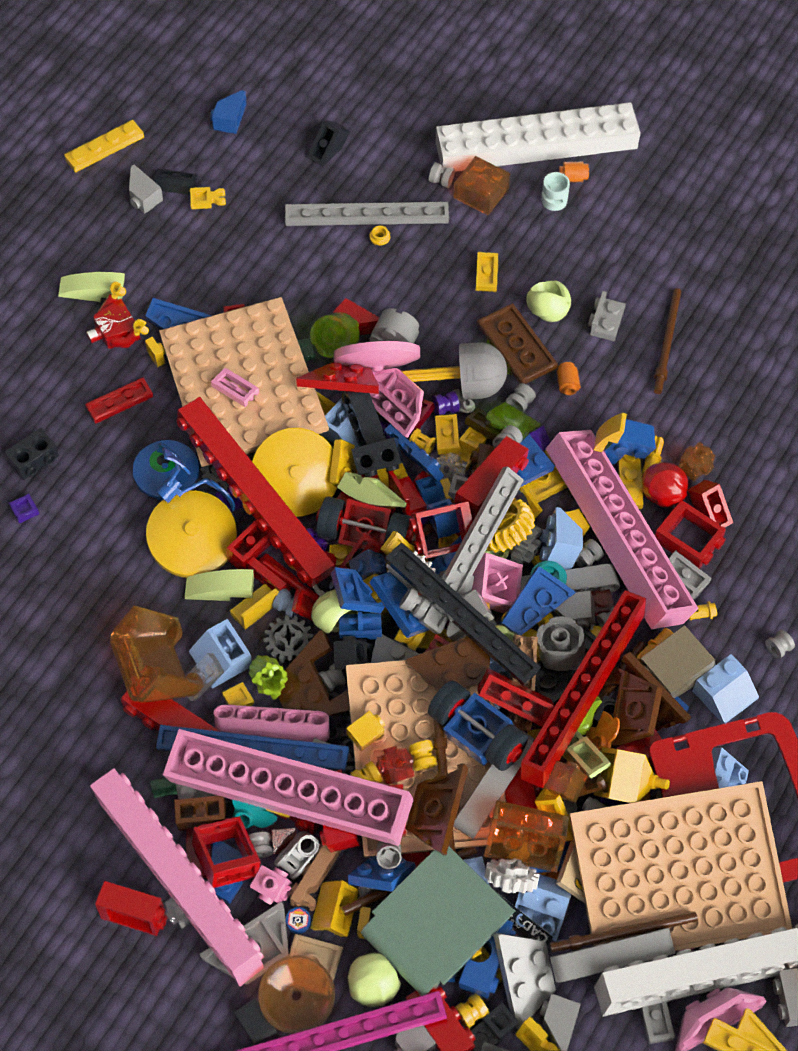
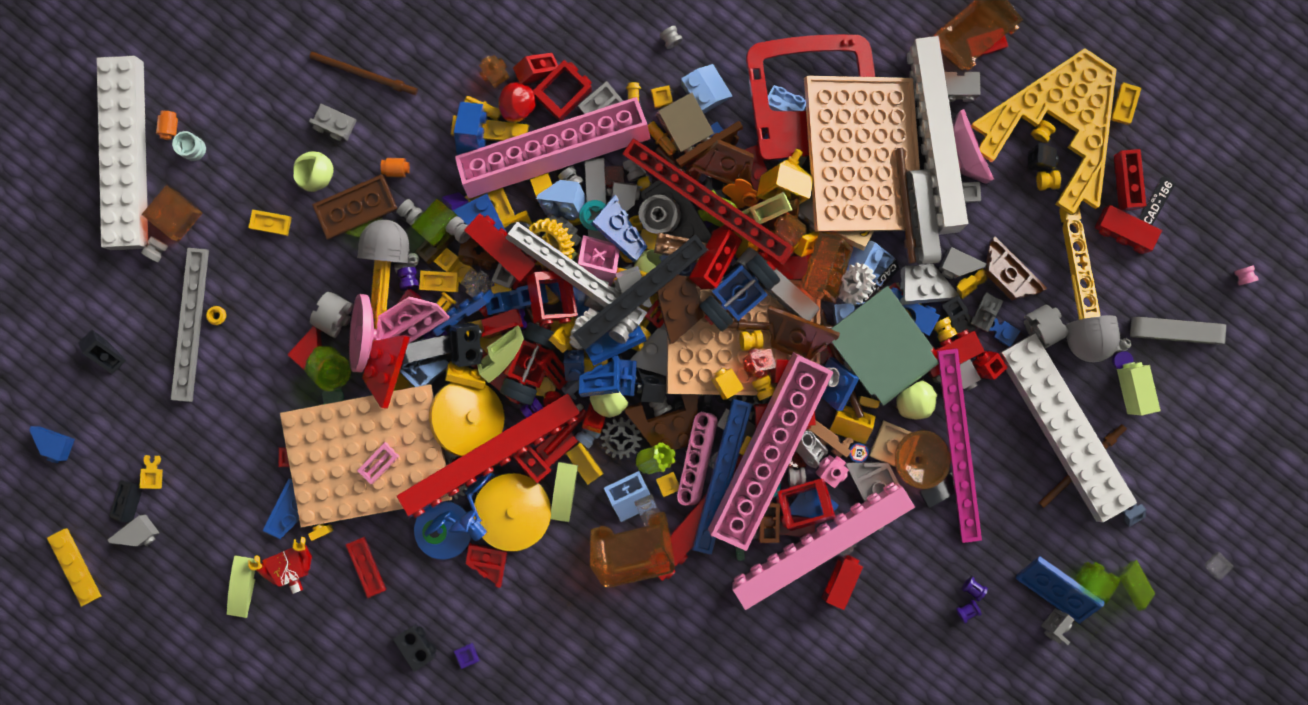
camera: 80 degrees left, 25 degrees up
(131, 517) = (488, 562): none -> red wing
(610, 431) = (469, 139): yellow slope -> none
(709, 642) = (661, 96): none -> yellow tile

